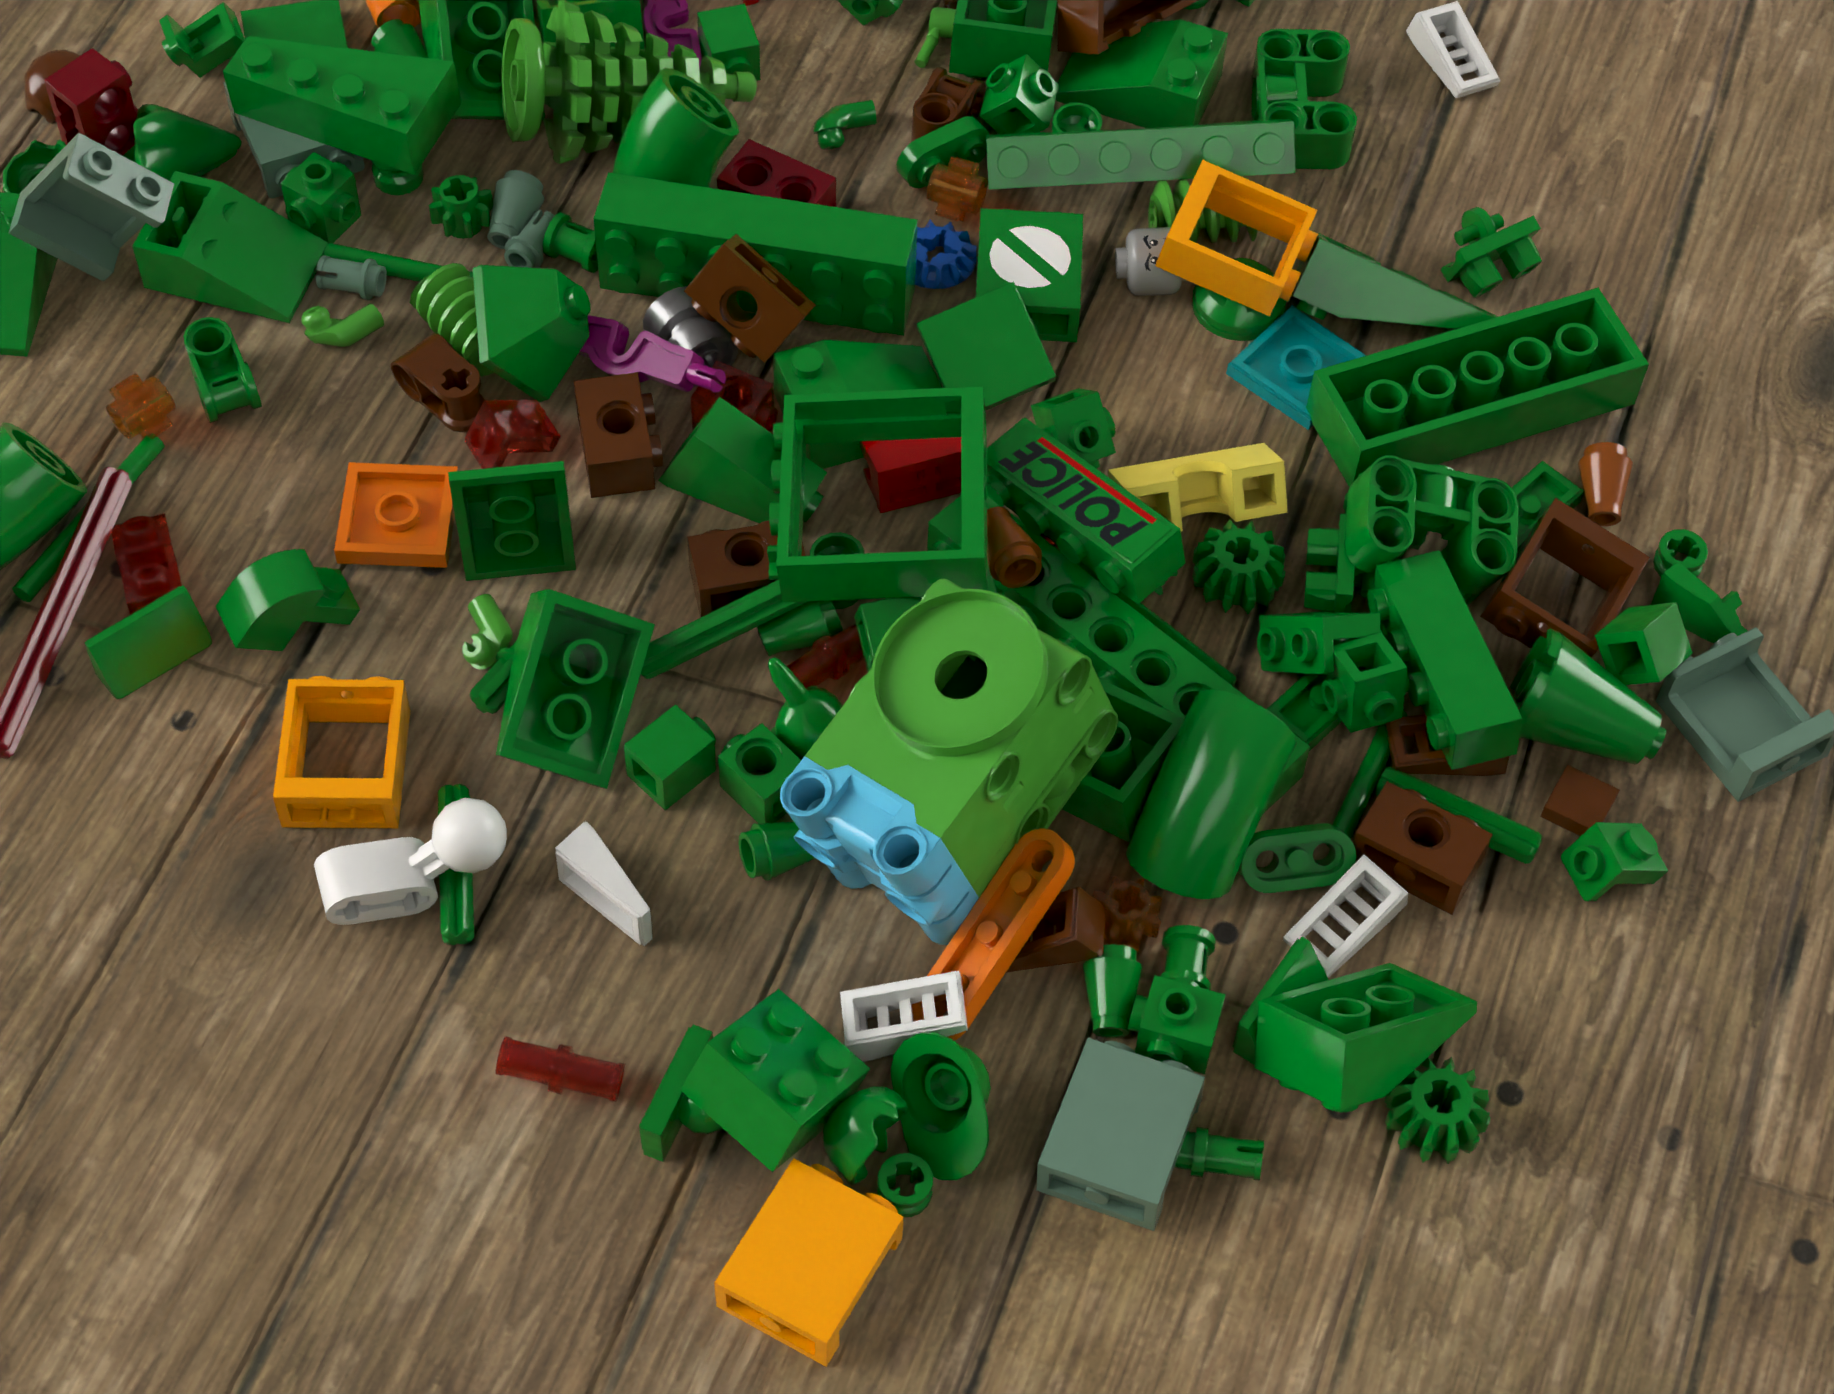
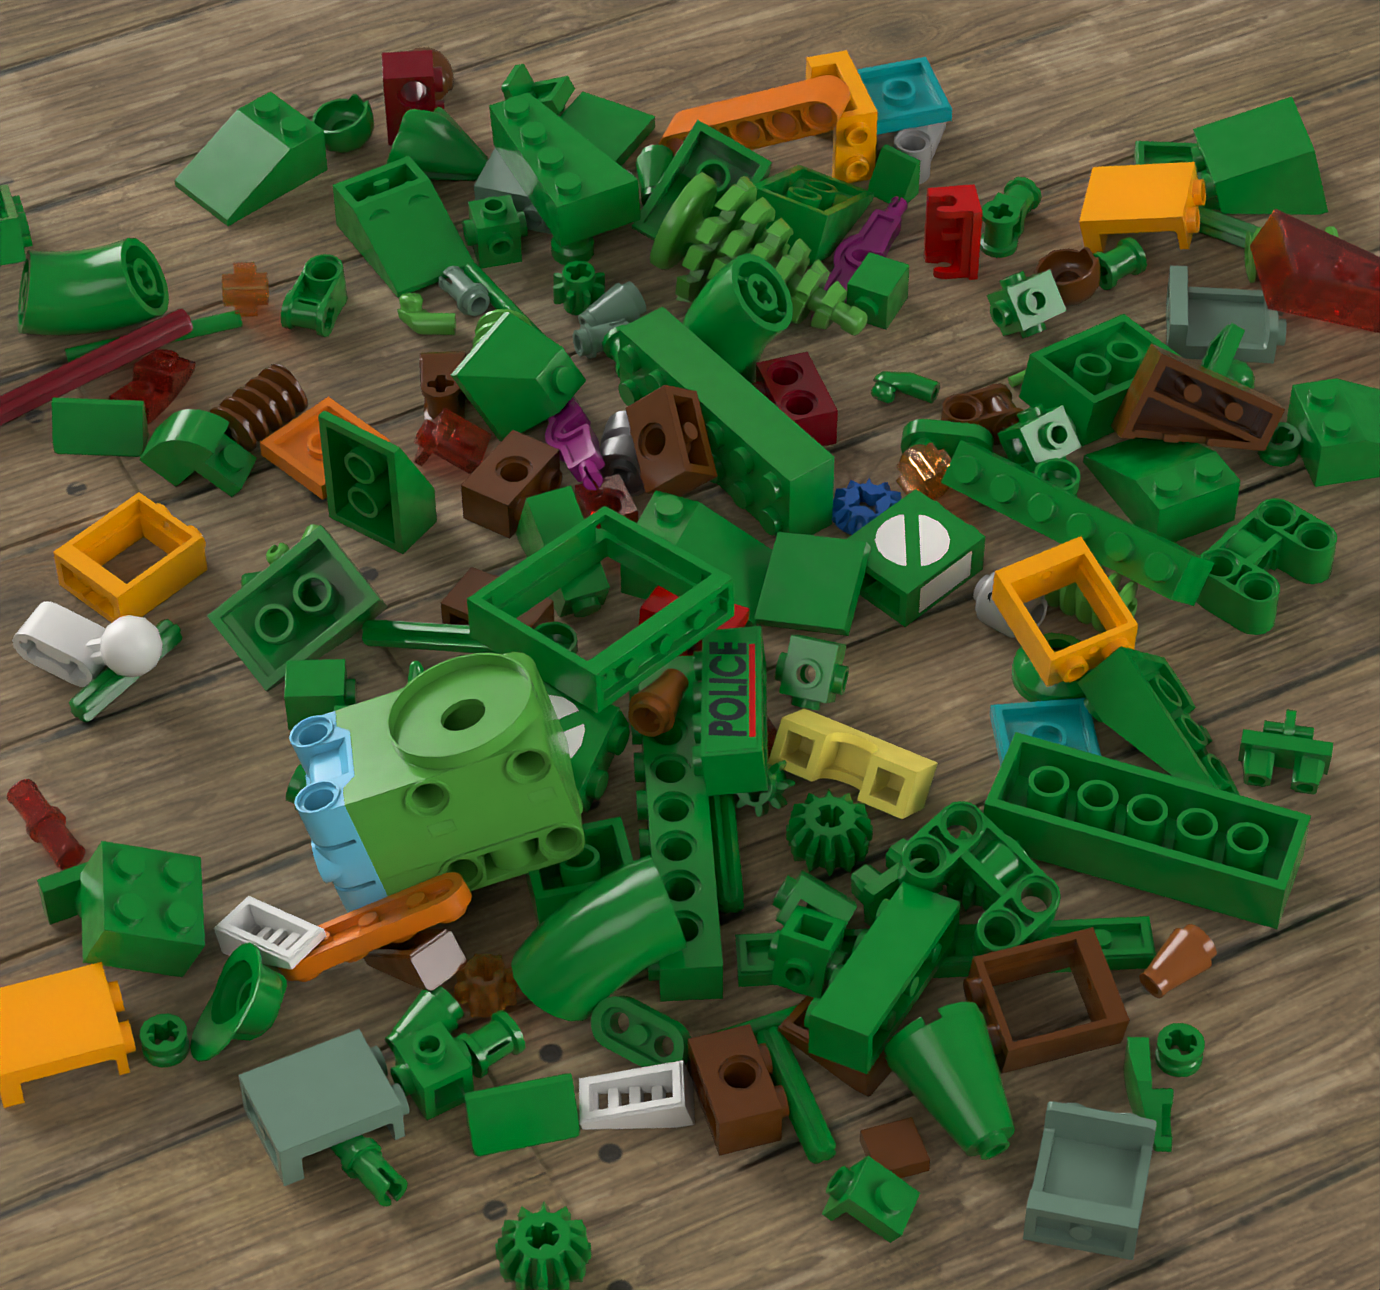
camera: 45 degrees right, 10 degrees down
(89, 206) = (324, 143): sand green panel -> none
(295, 510) = (262, 406): none -> reddish brown piece
(597, 878) = (194, 729): white slope -> none
(859, 1128) = (163, 982): green hair -> none
(1356, 1033) = (537, 1157): green slope -> none
(1644, 643) = (1050, 1070): green brick -> none

